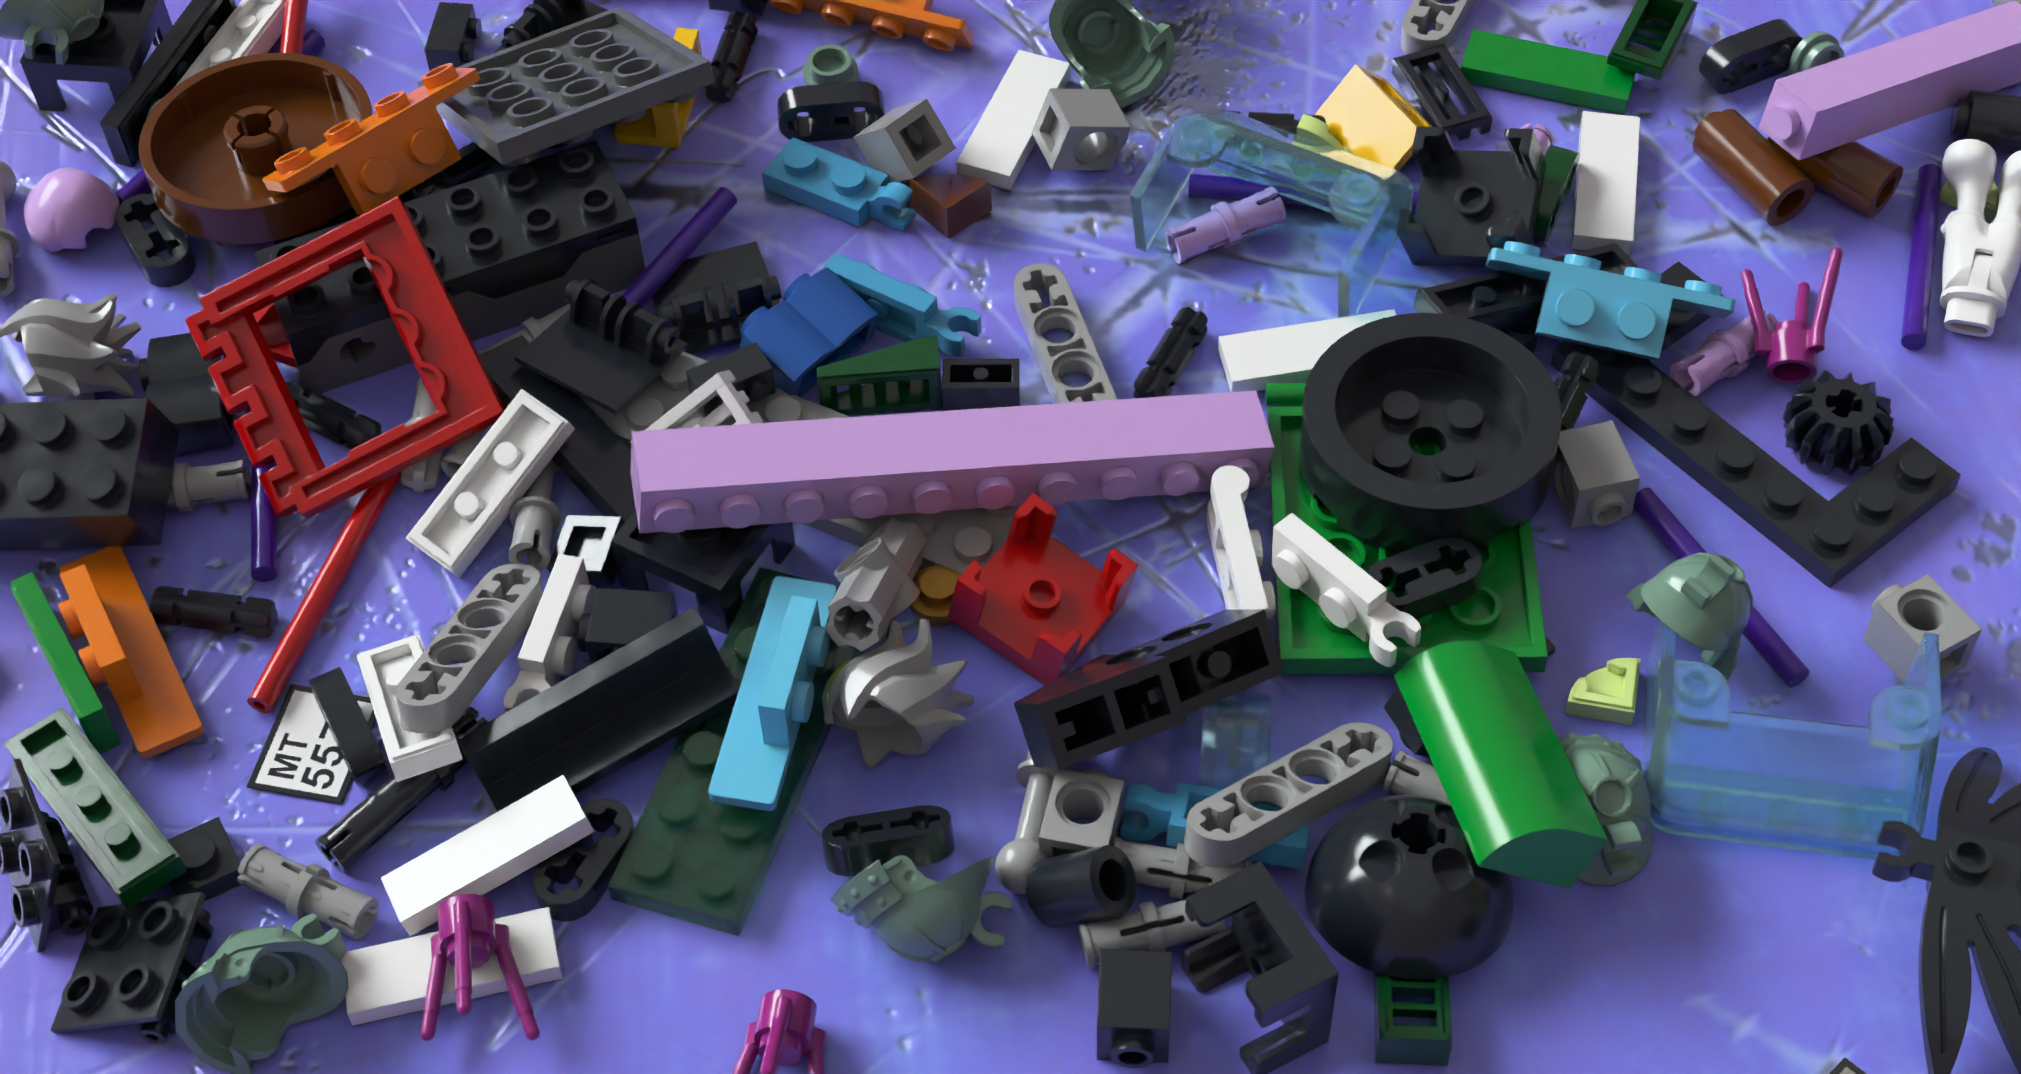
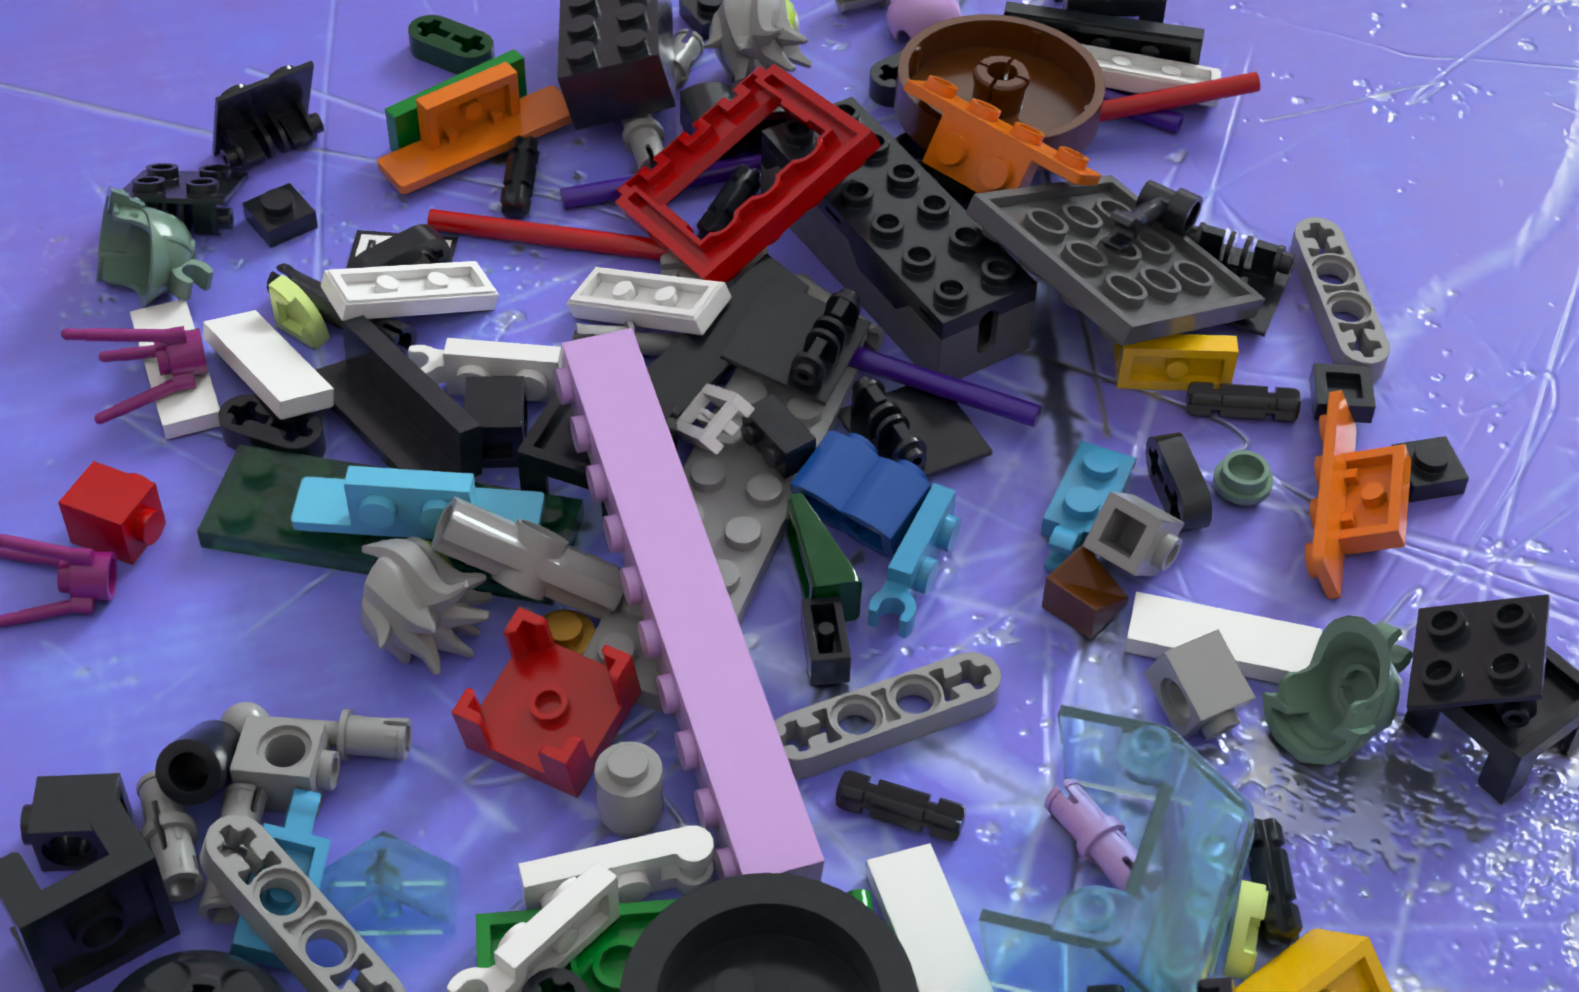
camera: 80 degrees right, 5 degrees down
(96, 808) = (309, 146): tile -> none
(308, 891) = (258, 250): light grey pin -> none
(401, 832) = (297, 313): none -> yellowish green tile
(452, 35) = (1219, 201): black piece -> none
(469, 643) = (465, 303): light grey beam -> none
(510, 35) = (1158, 203): none -> black brick
(696, 1002) = (113, 512): none -> red brick
(916, 832) = (261, 623): black beam -> none
(919, 915) = (190, 647): sand green helmet -> none
(1147, 687) = (418, 784): black brick -> none
(1151, 534) = (629, 788): none -> light grey brick

